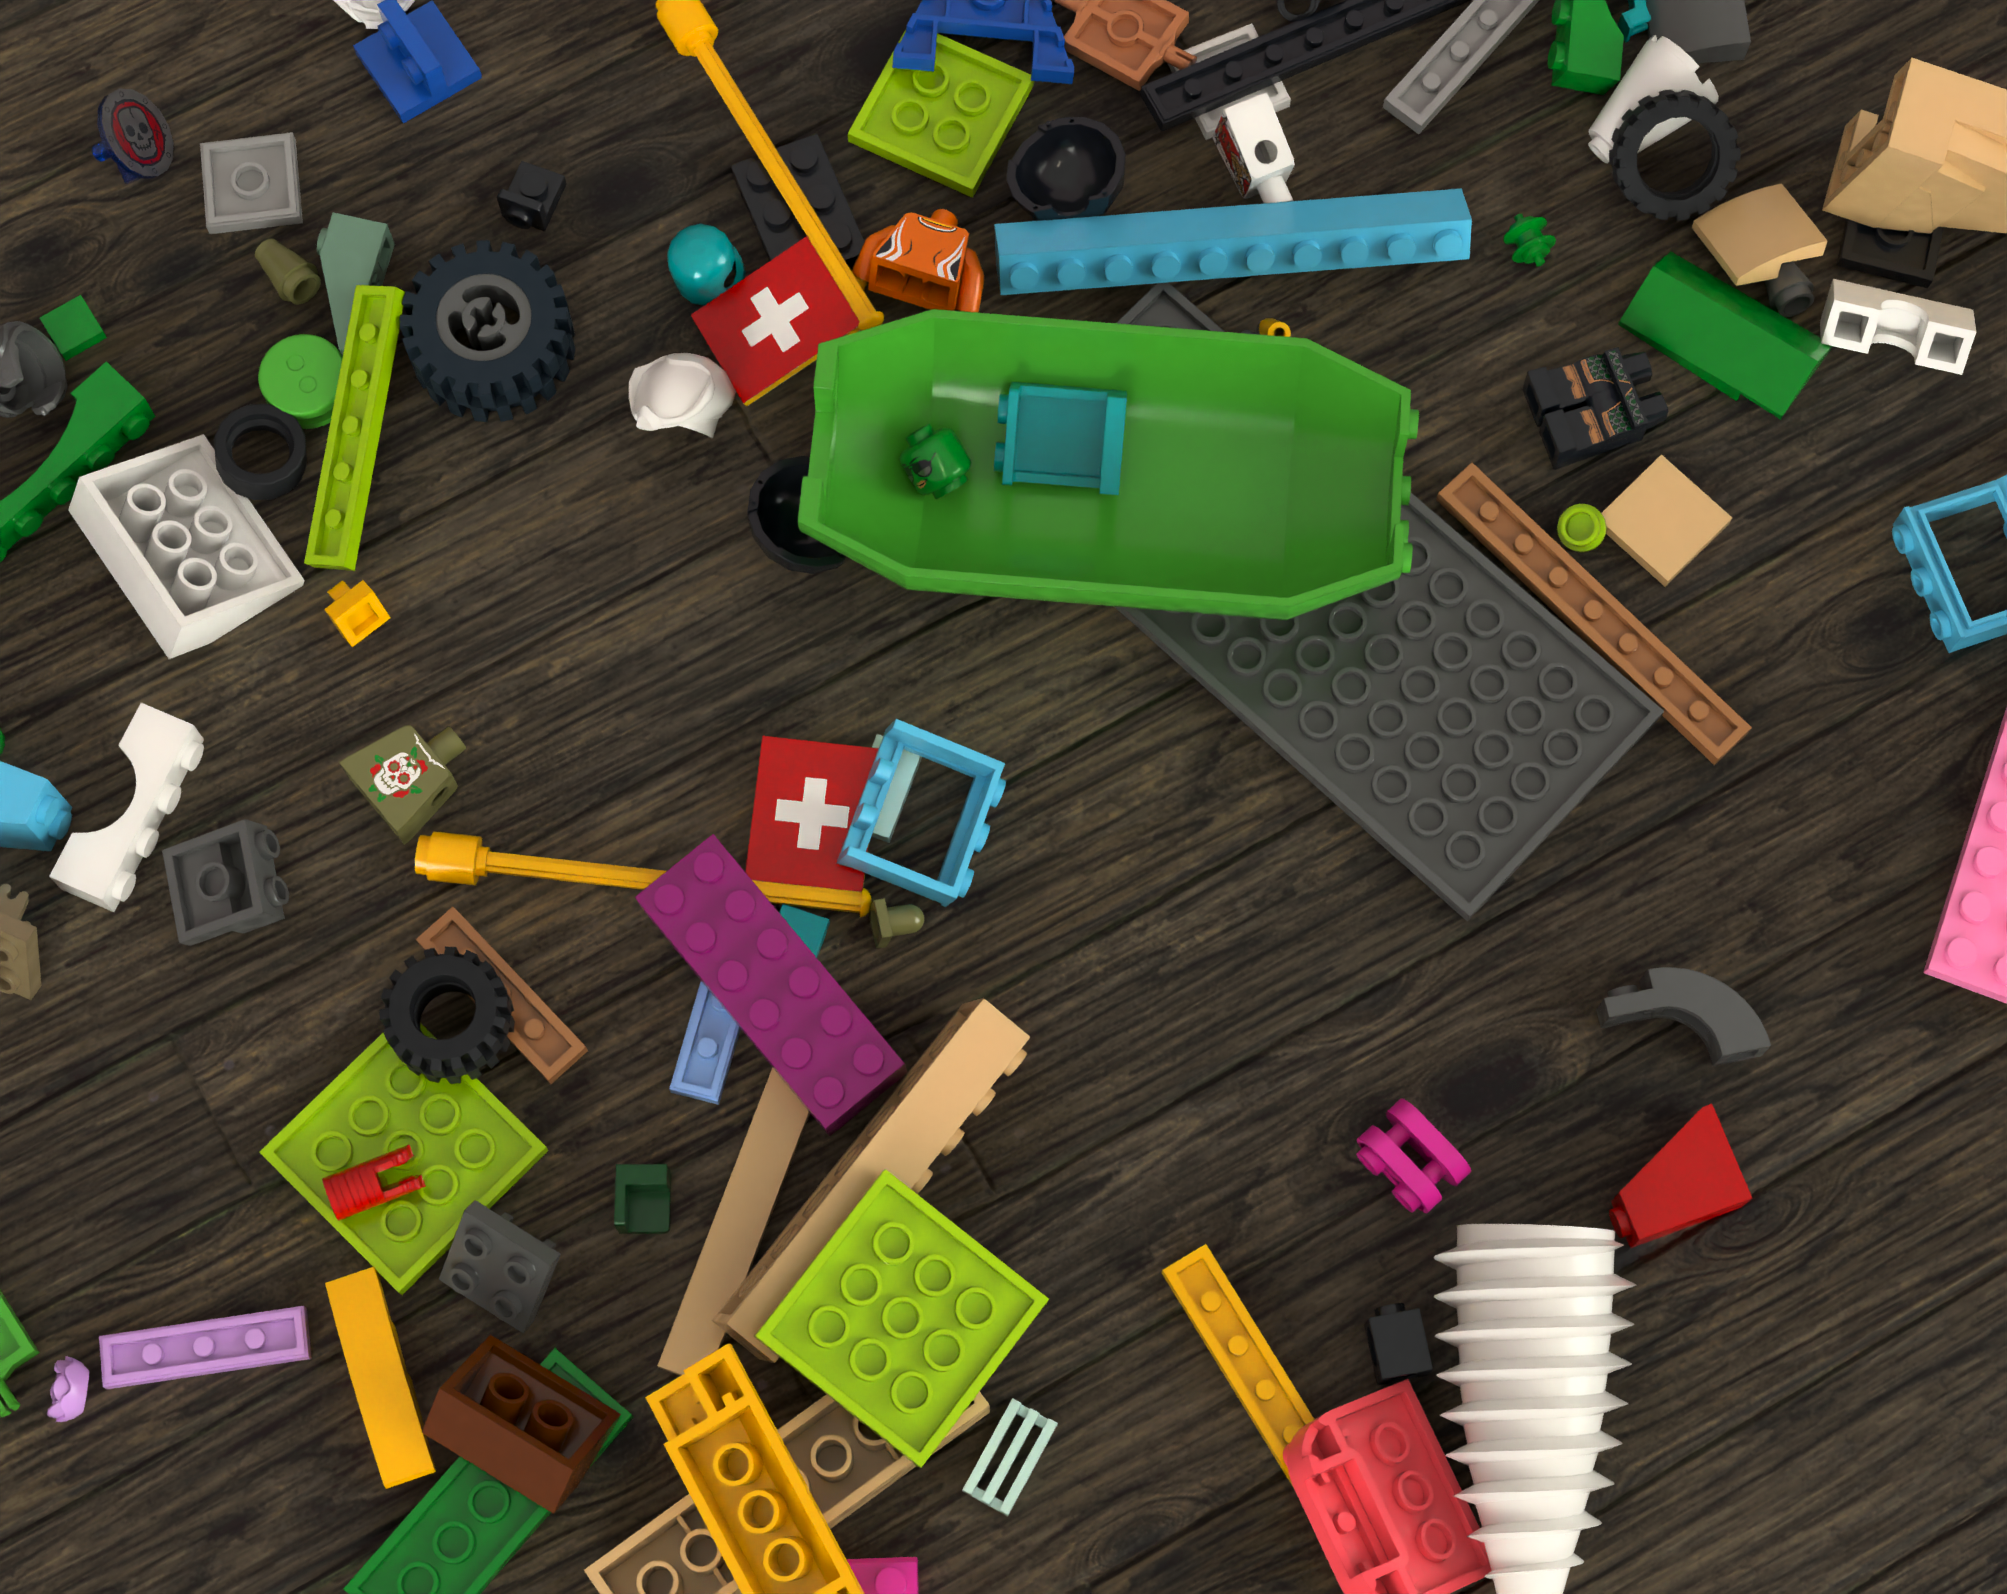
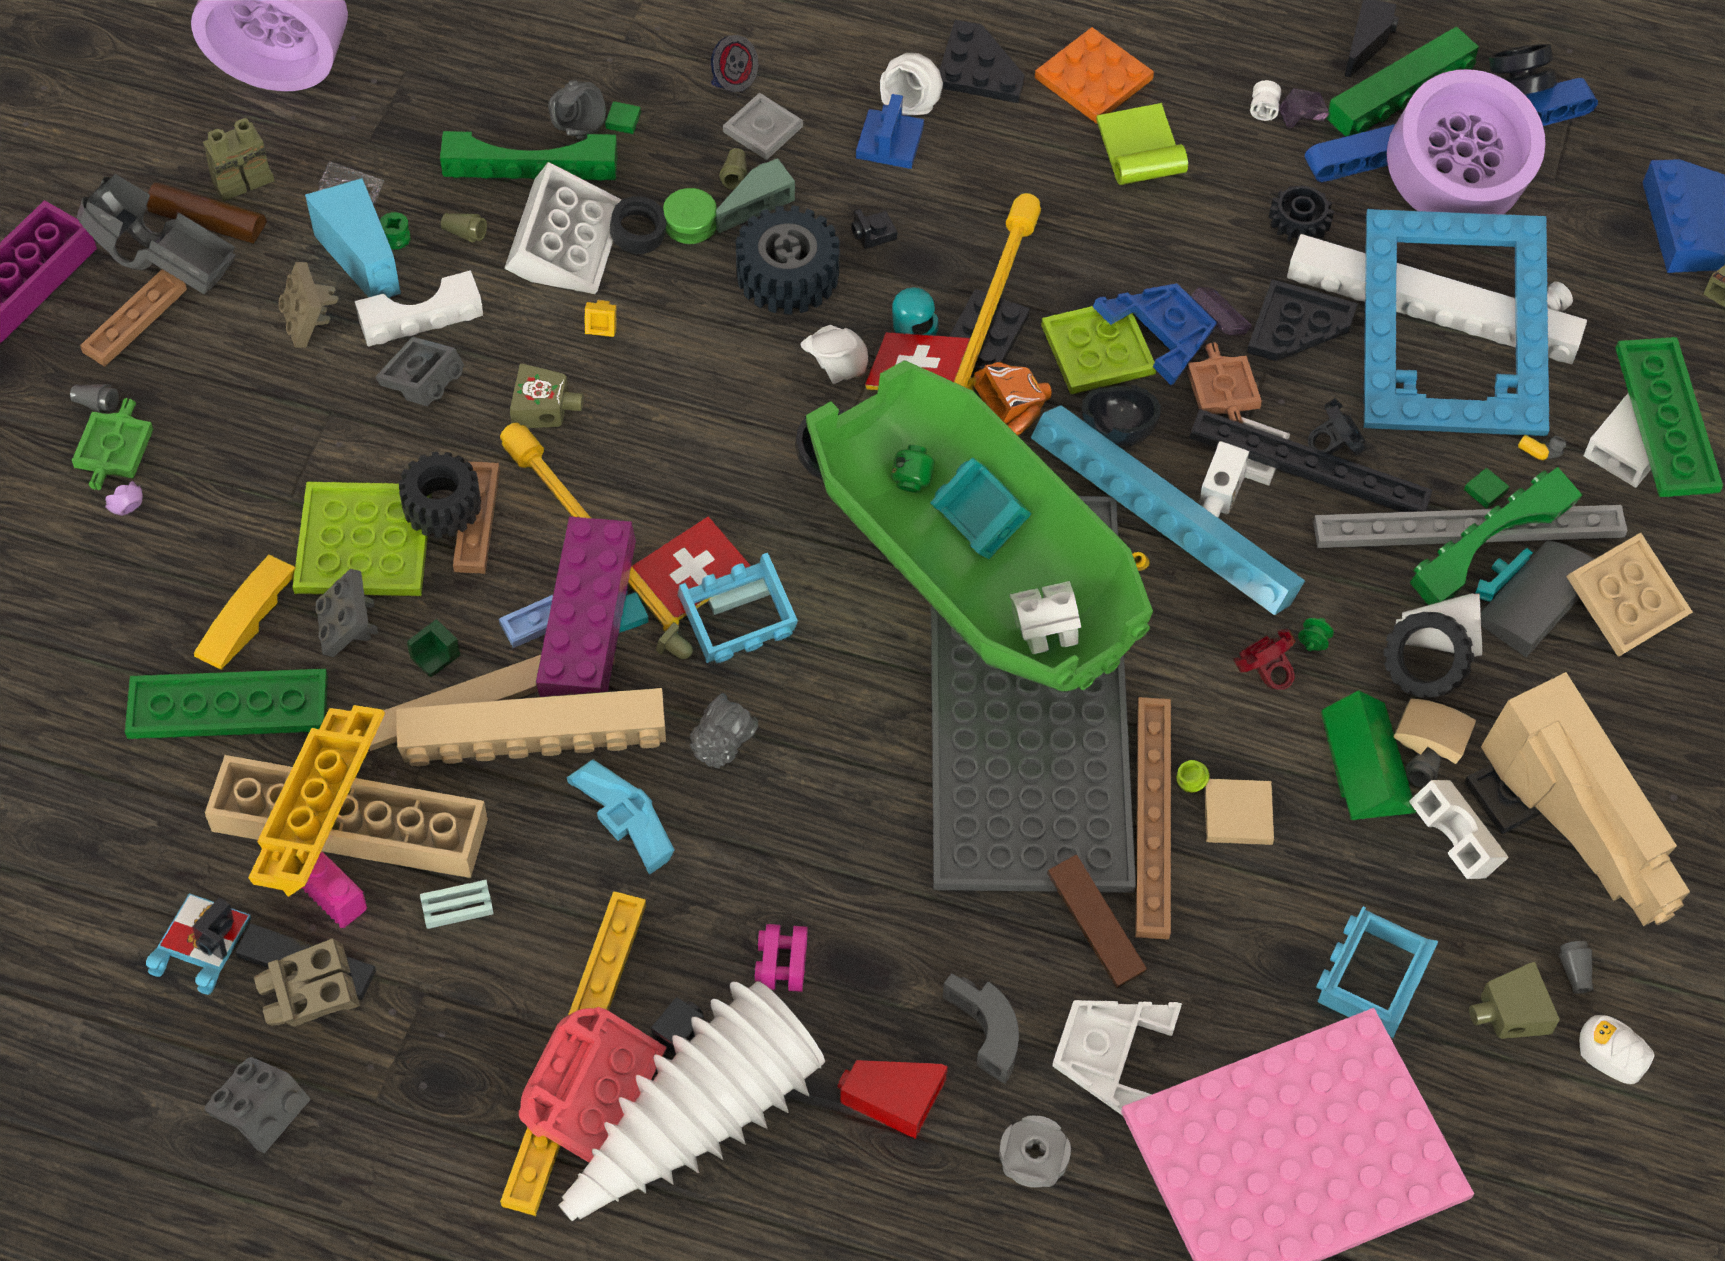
camera: 45 degrees right, 15 degrees down
(53, 649) = (467, 226): none -> olive cone
(205, 1347) = (196, 538): lavender tile -> none
(355, 428) = (684, 247): lime plate -> none
(361, 1188) = (329, 529): red hinge -> none
(520, 1423) = (273, 677): reddish brown slope -> none
(901, 1318) = (469, 780): lime plate -> none
(1069, 1167) = (625, 812): none -> medium azure plate
(1070, 975) = (722, 732): none -> dark grey hair
(1276, 496) = (1047, 615): none -> white hips
(1514, 313) = (1267, 655): none -> dark red tile
(1592, 405) = (1261, 729): black hips -> none
(1668, 788) = (1096, 921): none -> reddish brown tile
(1811, 922) = (1098, 1044): none -> white wing
(1865, 1127) = (1029, 1171): none -> light grey plate

